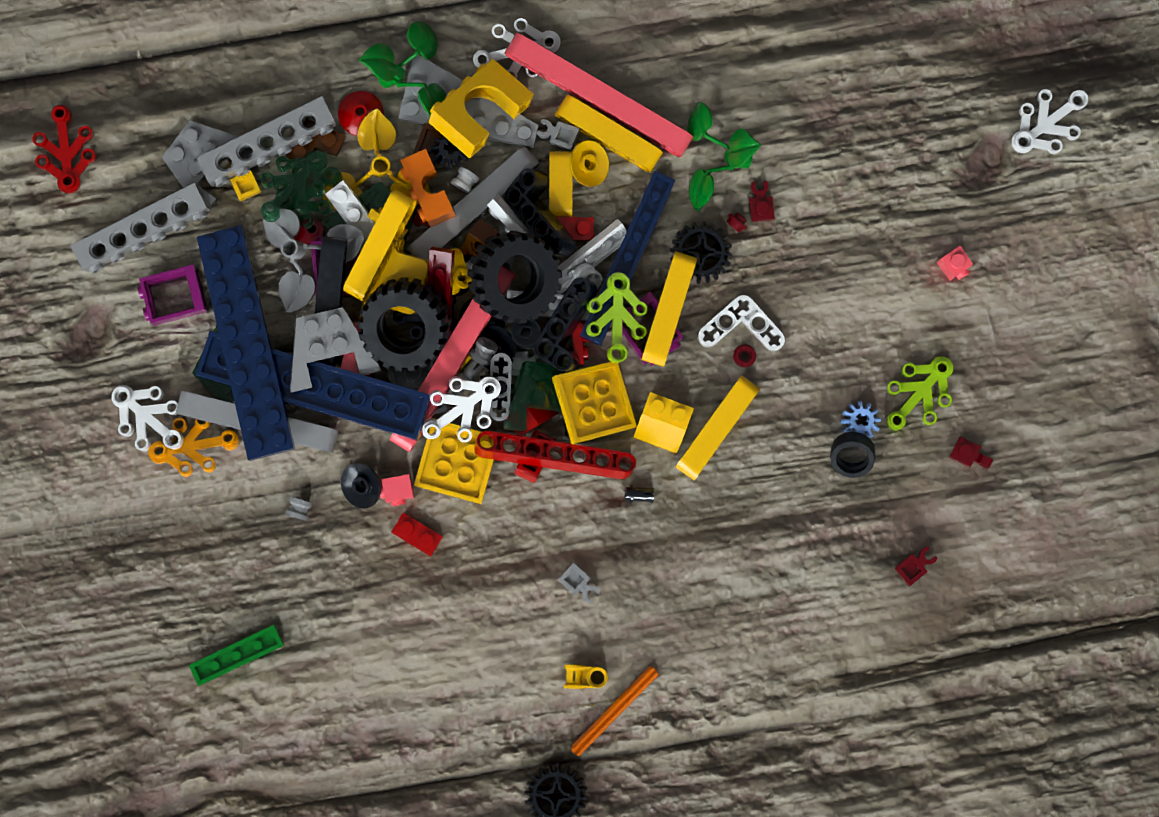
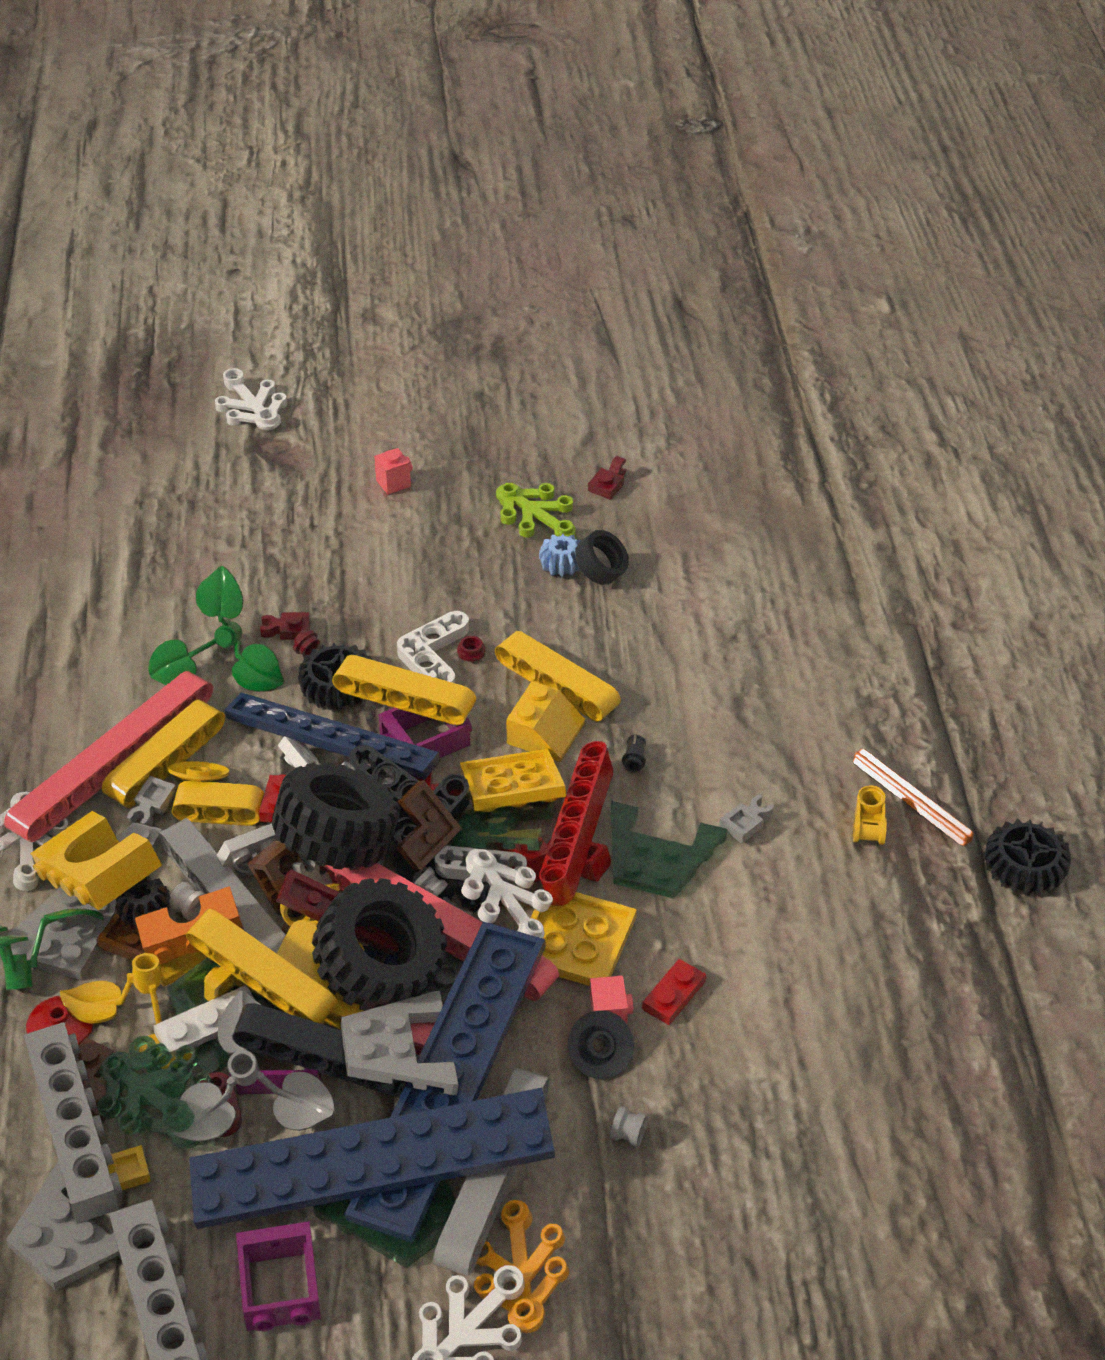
camera: 85 degrees left, 40 degrees down
(236, 655) = (850, 1226): green plate -> none
(520, 347) = (433, 826): none -> reddish brown plate
(534, 512) = (653, 862): none -> clear green wing
(542, 217) = (234, 825): black beam -> none
(617, 314) = (366, 731): lime plant -> none
(913, 568) = (734, 528): dark red plate -> none

